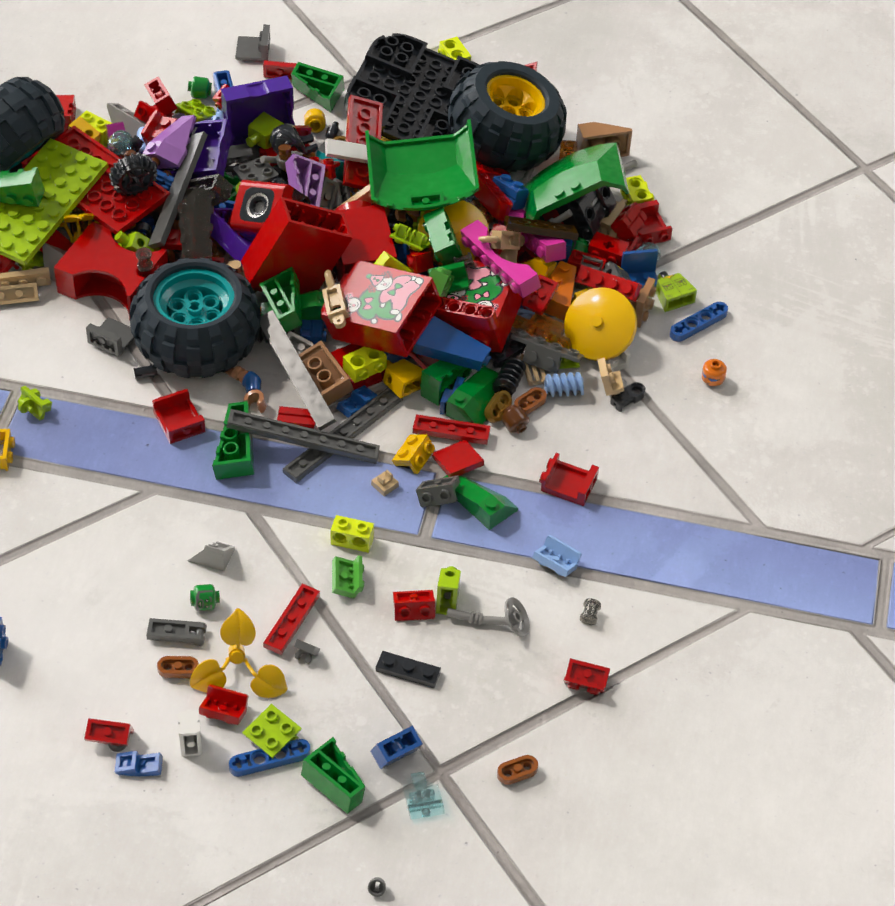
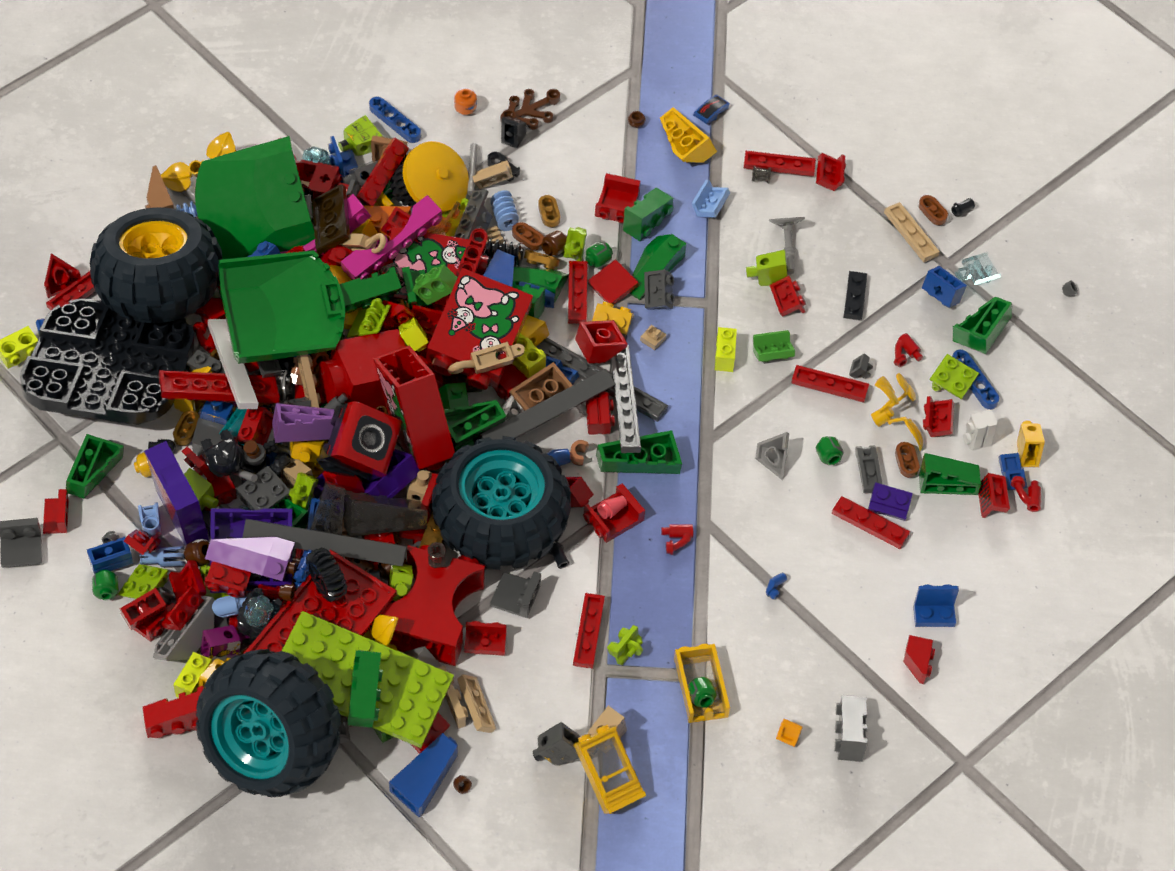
camera: 100 degrees left, 5 degrees up
(58, 380) = (588, 630): none -> red plate
(64, 525) = (774, 582): none -> blue arm
(71, 308) = (485, 638): none -> red bracket
(100, 775) = (1033, 497): none -> red plant
(112, 621) = (870, 522): none -> red plate
(128, 638) = (890, 501): none -> dark purple plate
(143, 692) = (948, 476): none -> green wedge
(146, 461) = (682, 531): none -> red plant
(165, 780) = (1030, 435): none -> yellow torso
(181, 408) = (611, 507): none -> coral cone
(210, 387) = (579, 491): none -> red slope
(330, 700) = (909, 346): none -> red plant
(380, 428) = (600, 340): none -> red slope
(487, 740) = (911, 232): none -> tan plate
(494, 450) = (598, 254): none -> green head
(508, 430) = (575, 243): none -> lime hips
(516, 797) = (959, 208): none -> black pin
(542, 497) = (647, 213): none -> green wedge
(561, 422) = (550, 215): none -> pearl gold plate
(605, 631) = (780, 163): none -> red plate
(625, 368) = (472, 168): none -> light grey bar
(636, 157) = (178, 174): none -> yellow plant
(642, 554) = (686, 139): none -> yellow wedge
(670, 402) = (512, 131): none -> black slope
(683, 511) = (636, 119): none -> reddish brown plate
(693, 583) = (711, 108): none -> slope
(695, 410) = (552, 98): none -> reddish brown plant

